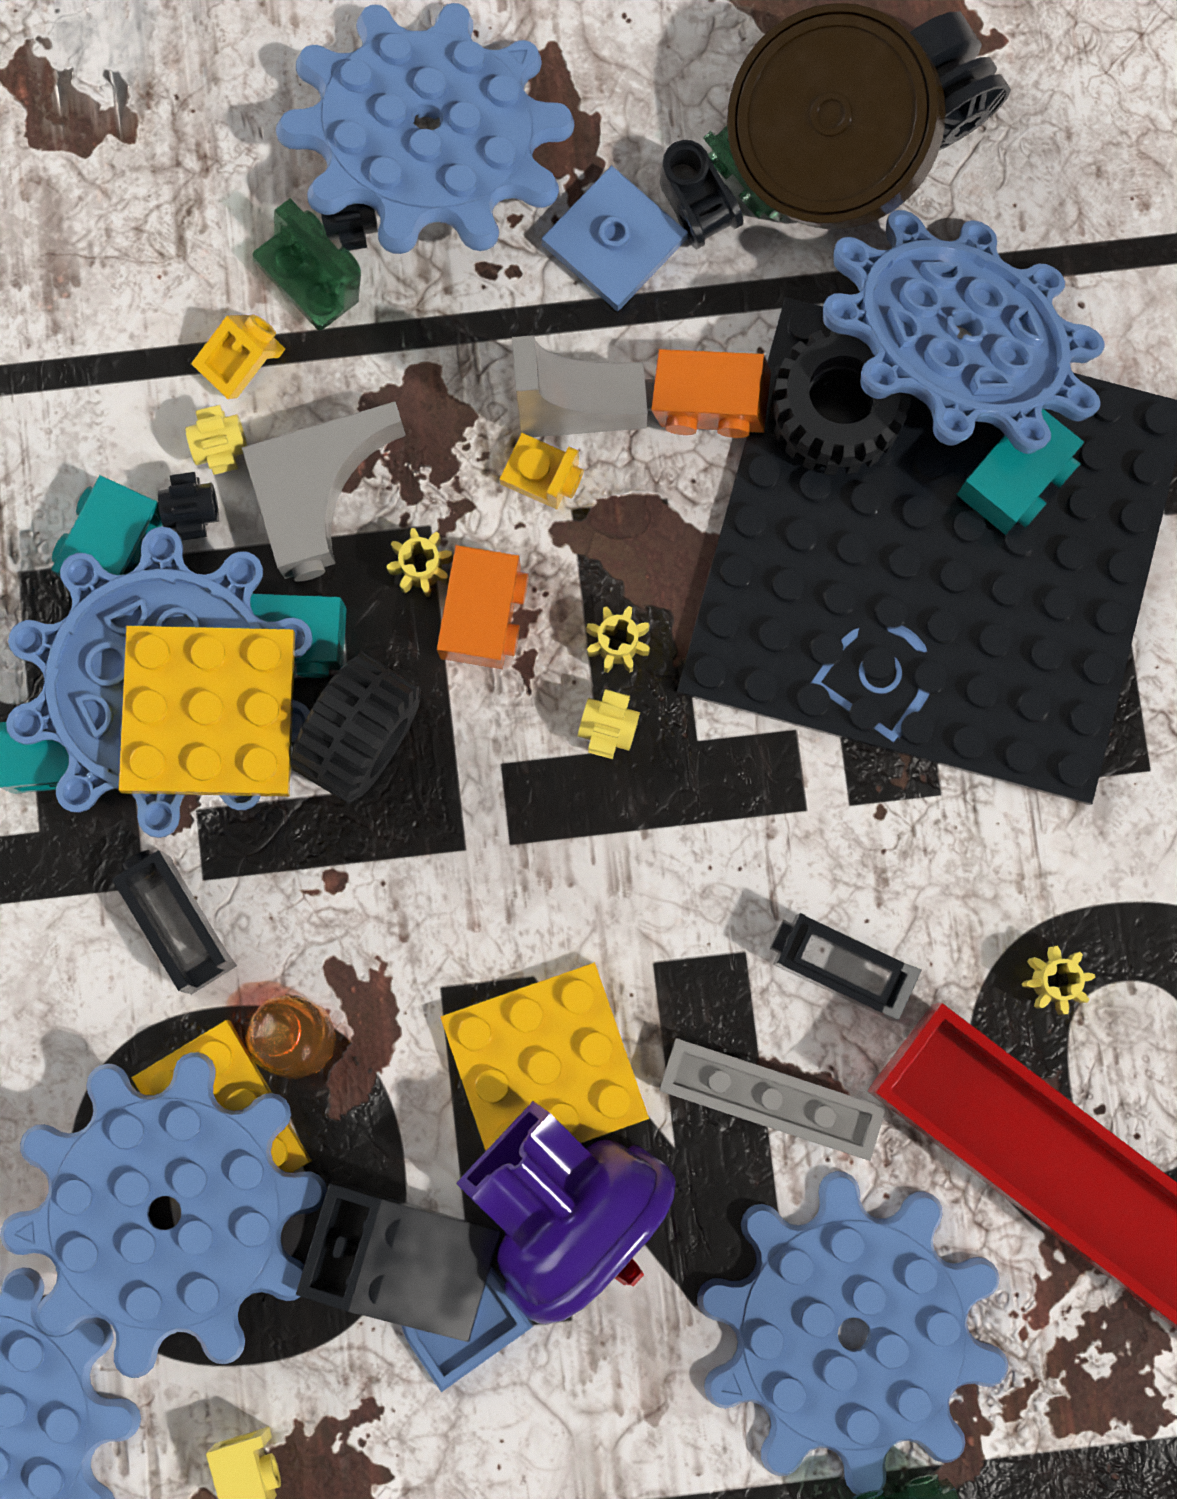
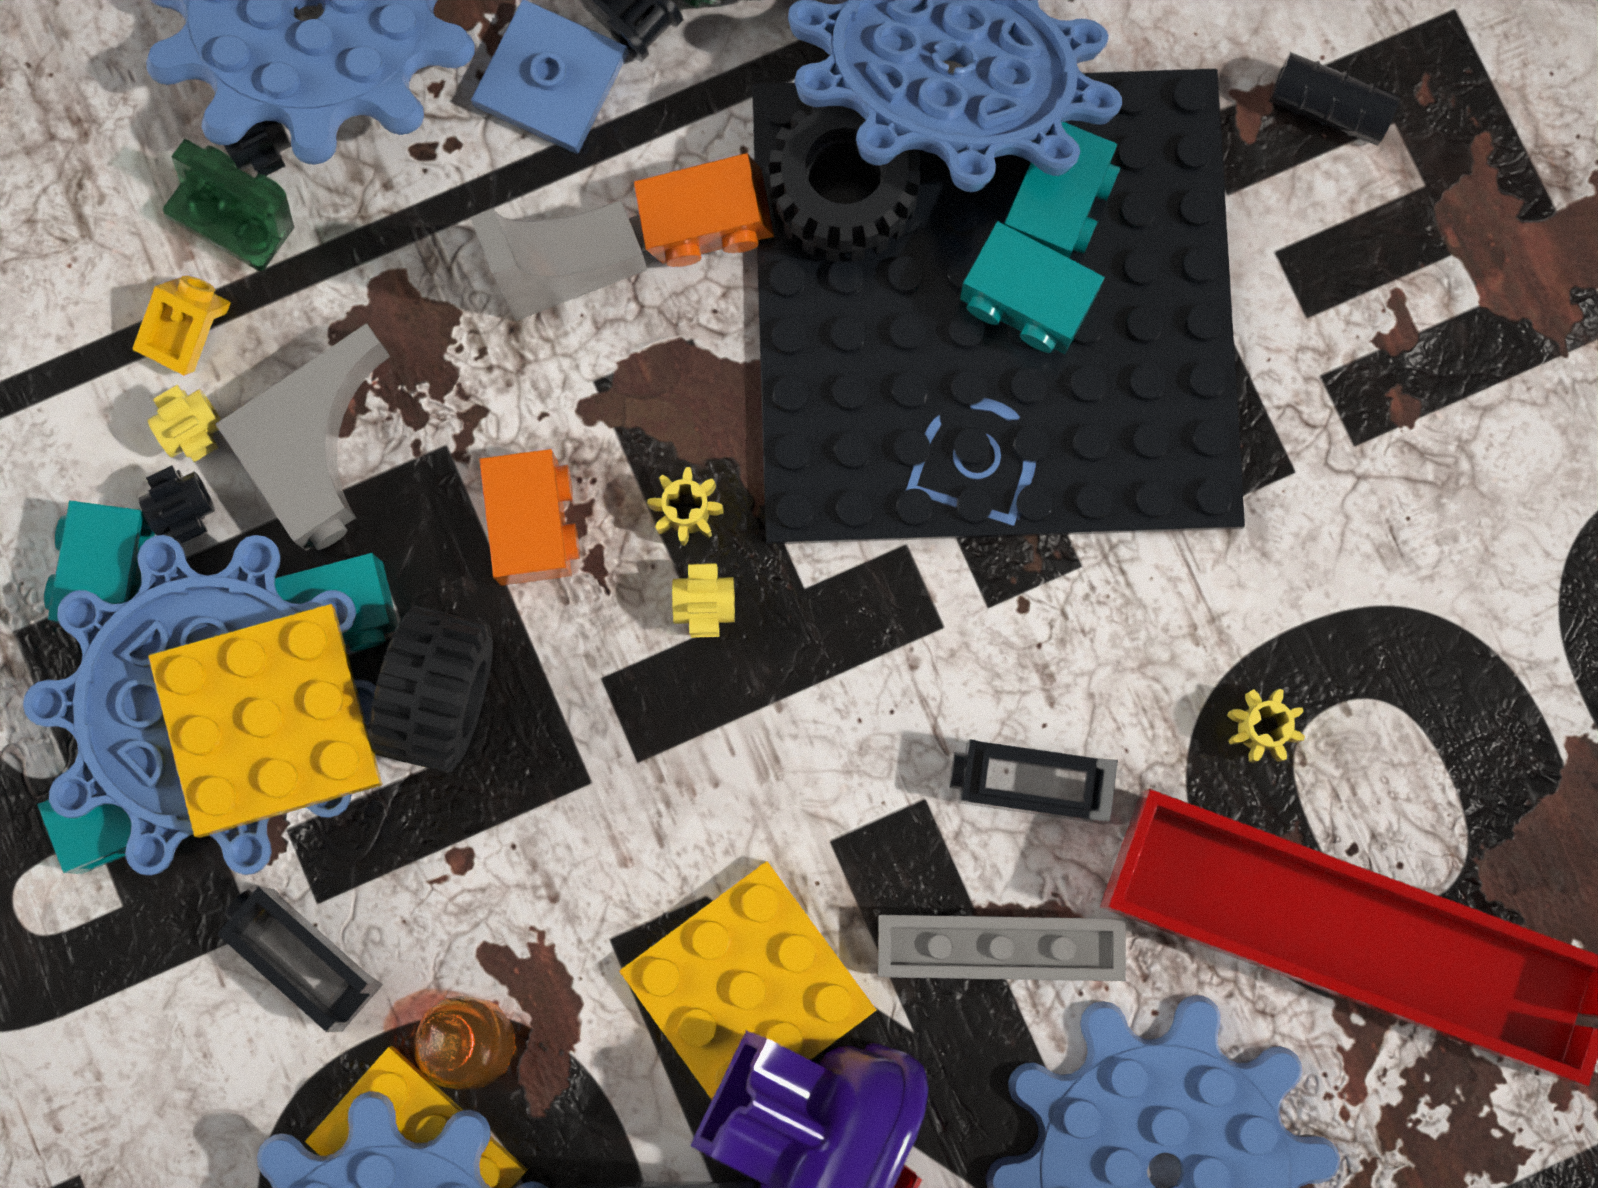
camera: 15 degrees left, 0 degrees up
(406, 557) = (431, 488): light yellow gear -> none
(542, 471) = (549, 350): yellow bracket -> none
(970, 544) = (1030, 289): none -> teal brick

